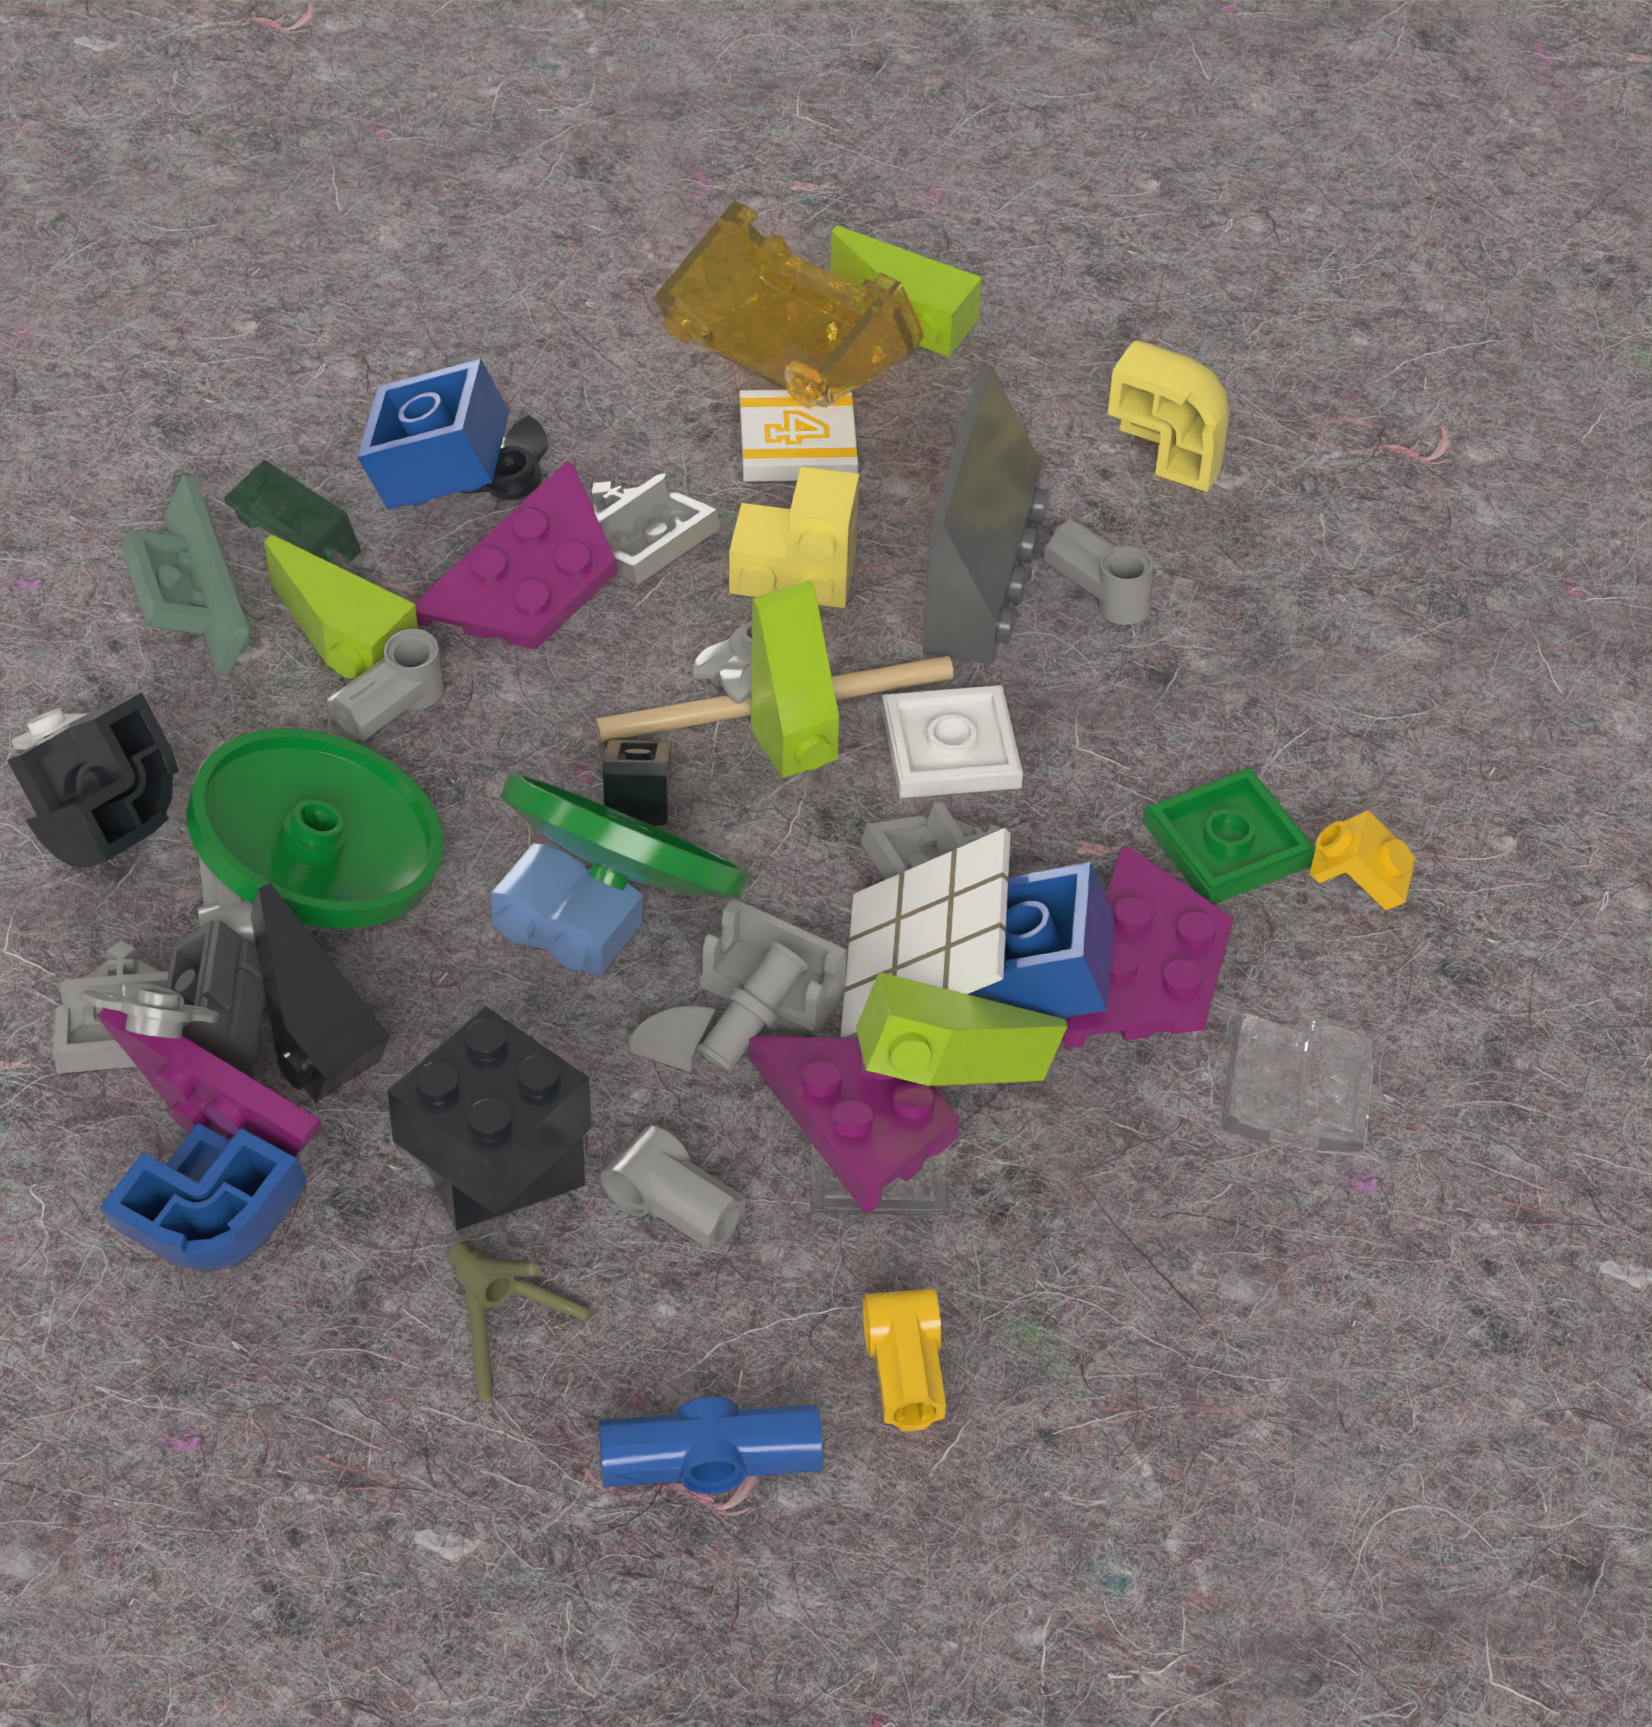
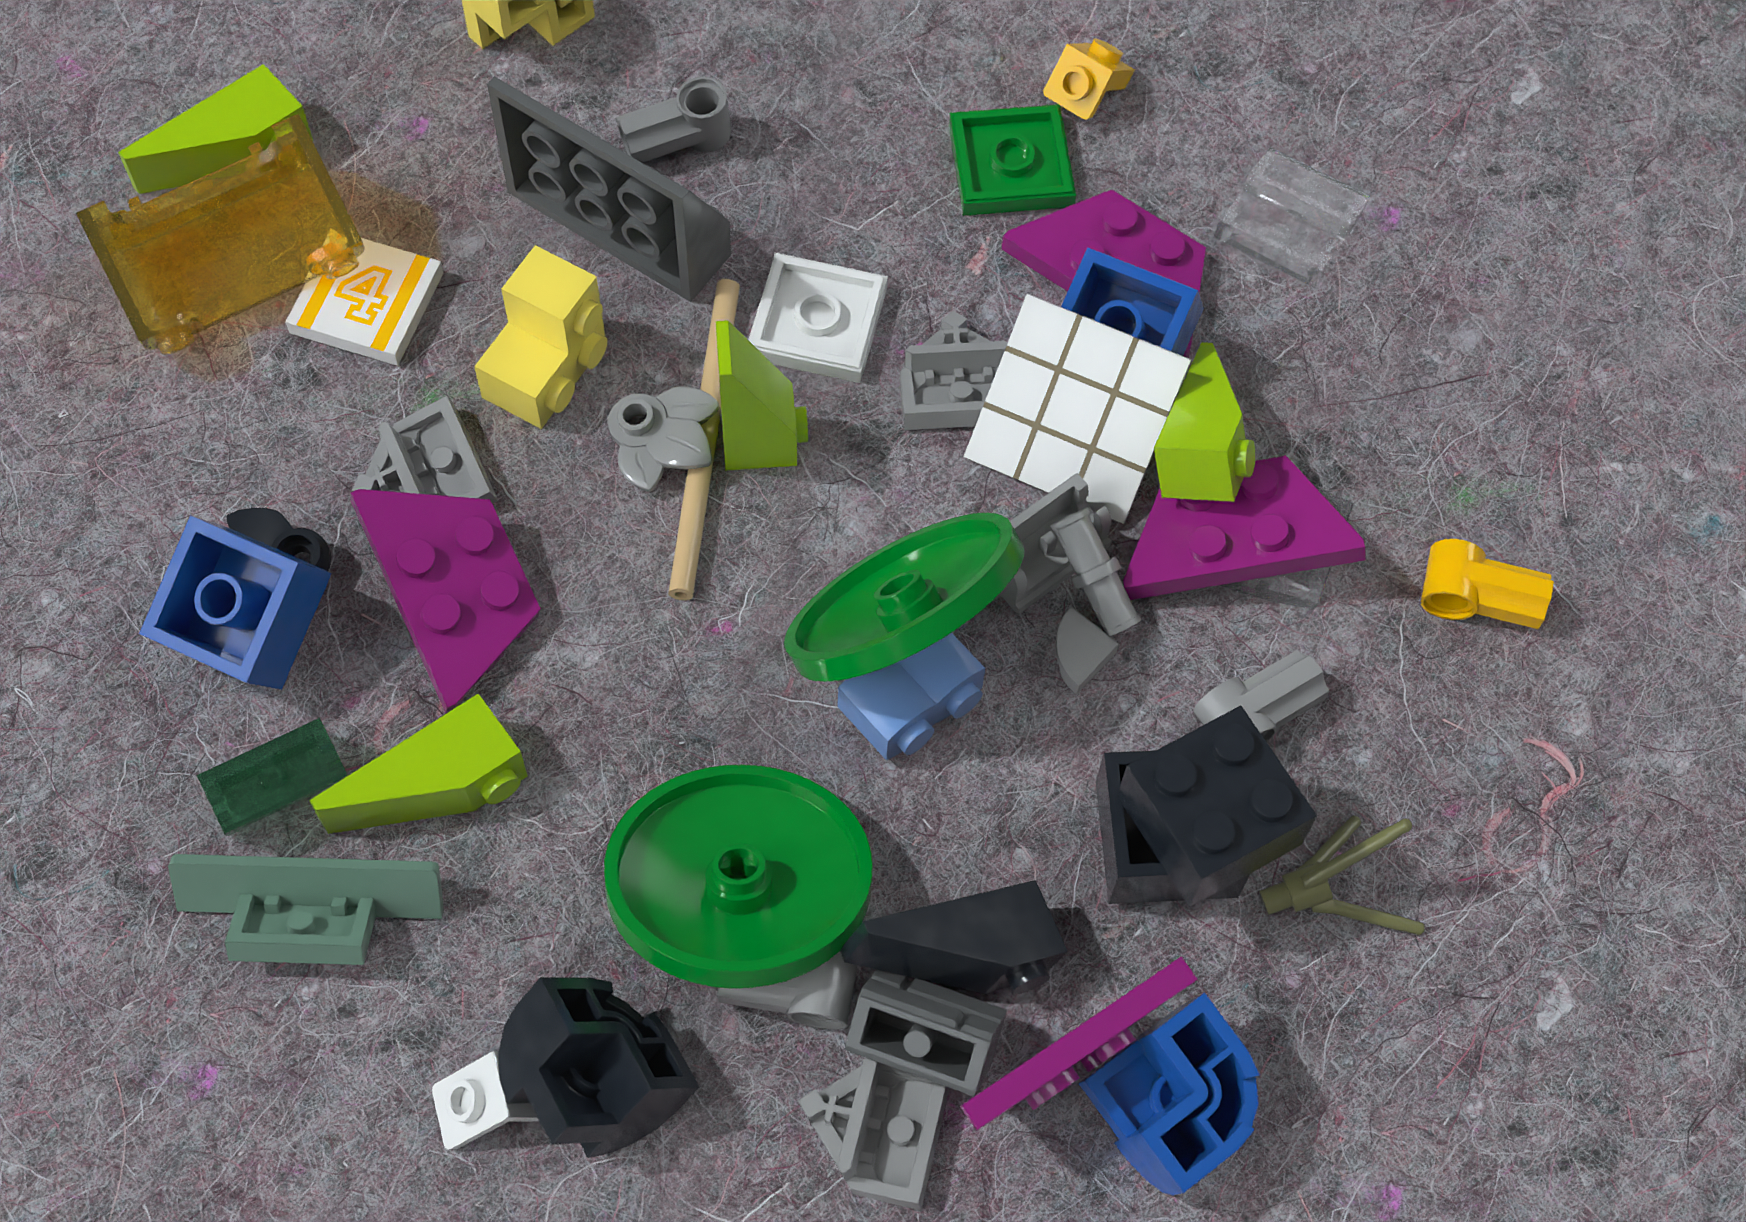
camera: 70 degrees left, 15 degrees up
(150, 1009) = (1002, 1071): light grey plate -> none
(400, 681) = (558, 758): light grey piece -> none
(638, 779) = (769, 570): black slope -> none
(710, 1445) = (1536, 764): blue piece -> none

